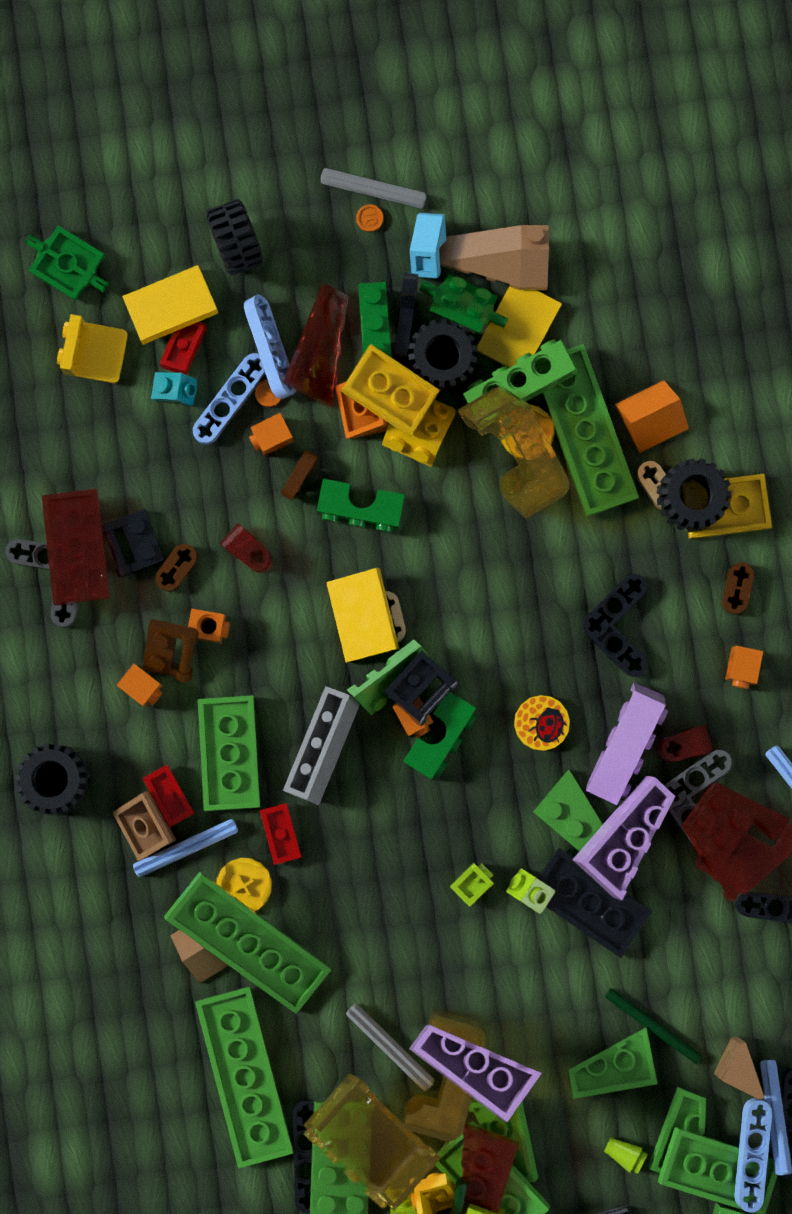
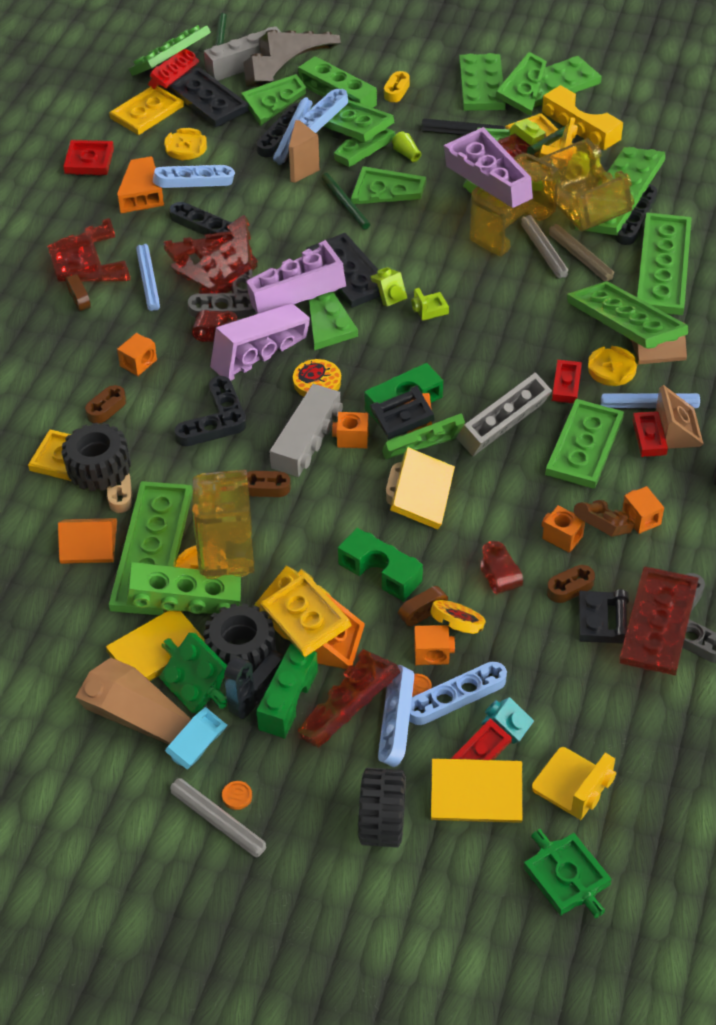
camera: 150 degrees left, 35 degrees down
(260, 471) = (459, 616): none -> yellow tile
(344, 1055) = (581, 253): none -> dark tan axle
(458, 668) = (351, 430): none -> orange brick
(514, 640) = (305, 430): none -> light grey brick
(517, 552) = (267, 482): none -> reddish brown beam

